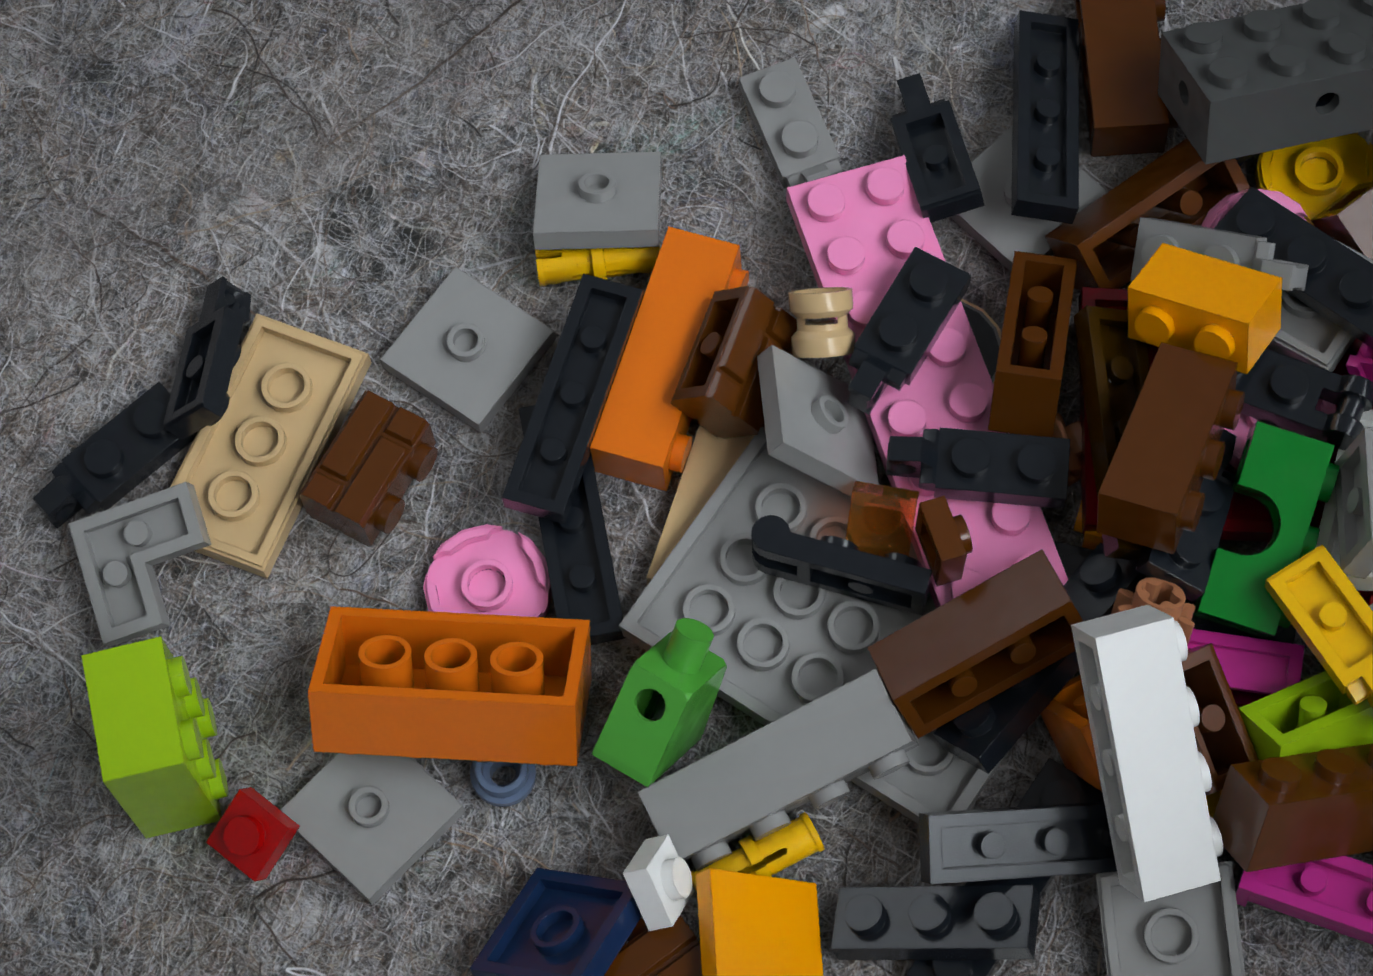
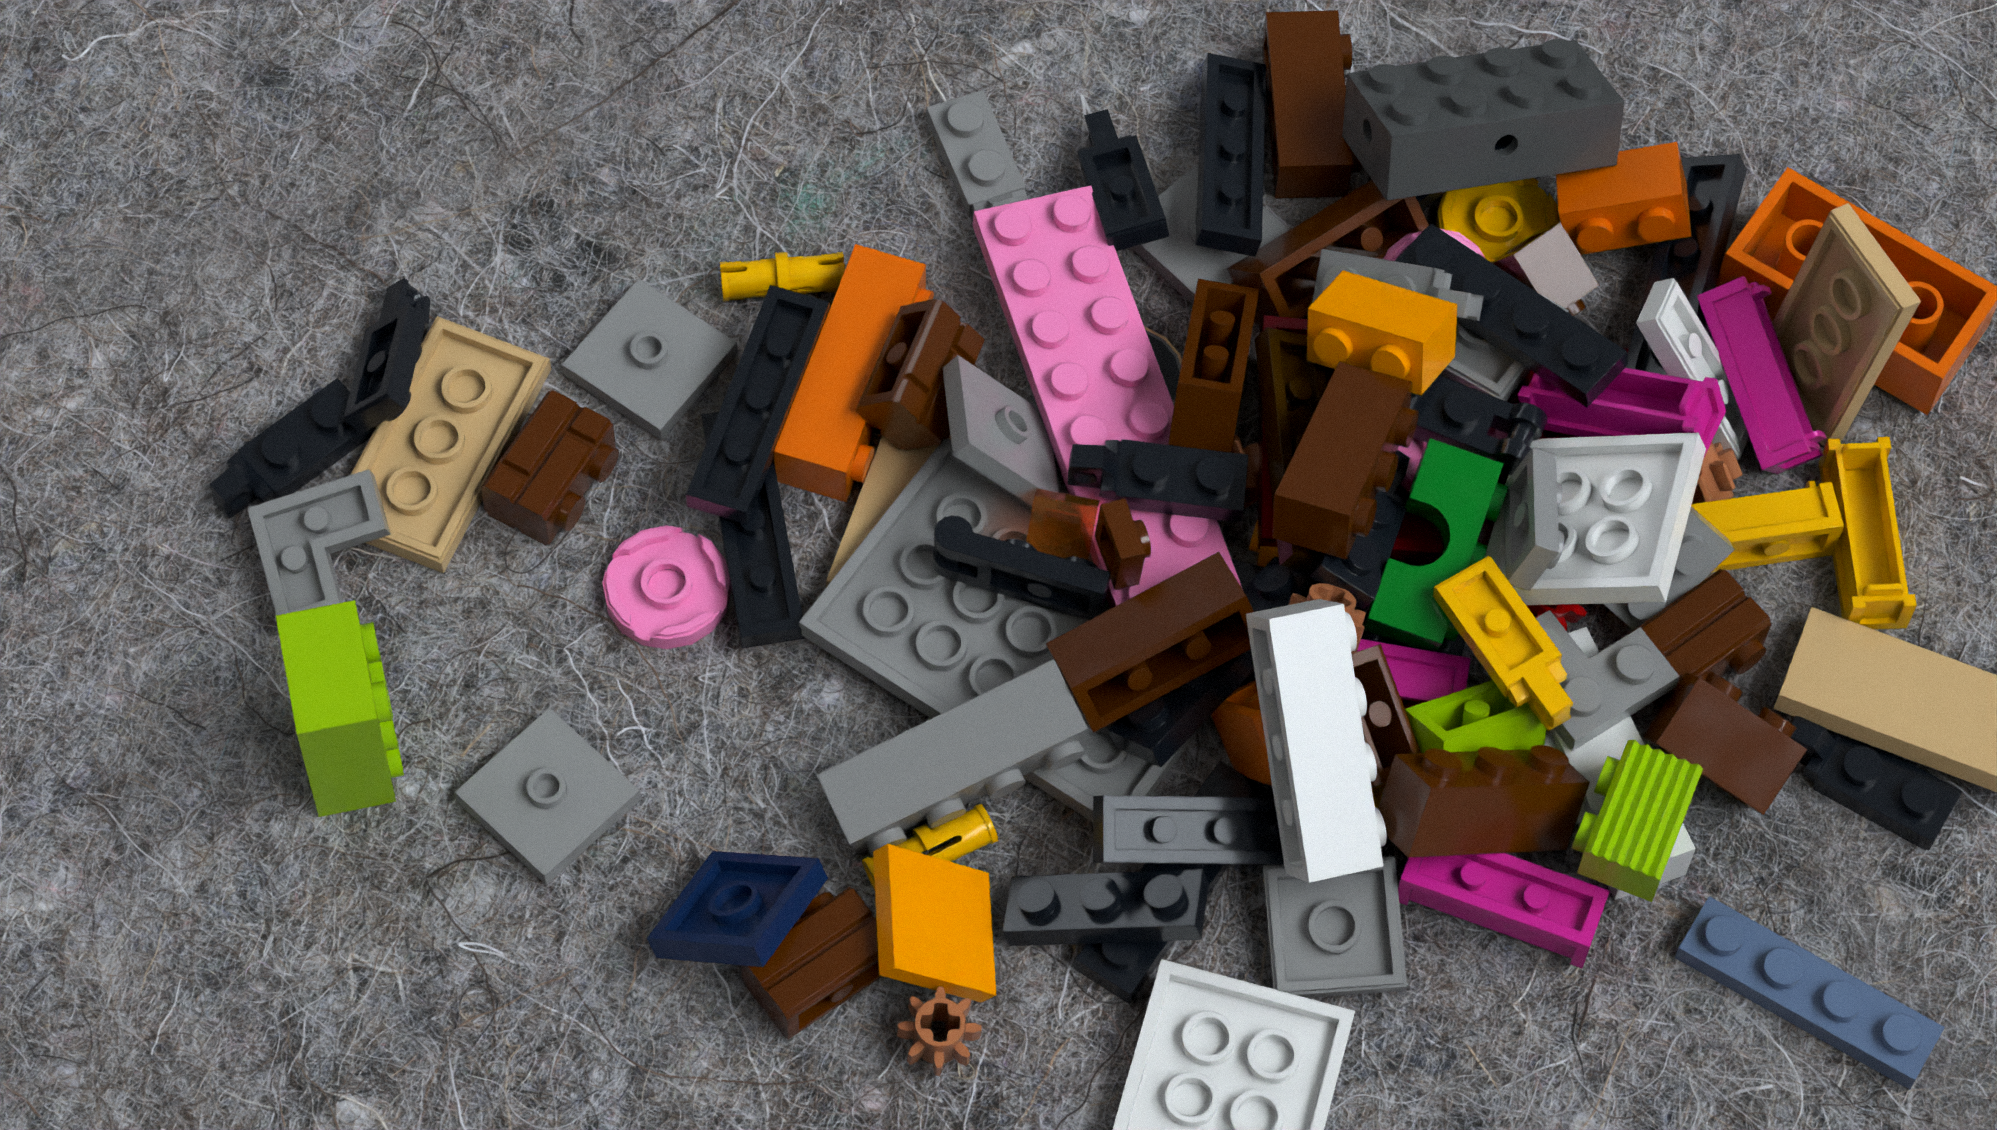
camera: 10 degrees left, 5 degrees down
(252, 834) = (429, 811): red plate -> none
(451, 686) = (632, 671): orange brick -> none
(502, 795) = (674, 746): sand blue plate -> none
(598, 201) = (784, 219): light grey plate -> none
(659, 882) = (837, 858): white plate -> none
(674, 686) = (844, 691): bright green torso -> none
(822, 337) = (1007, 353): tan wheel -> none
(905, 327) = (1089, 345): black hinge -> none

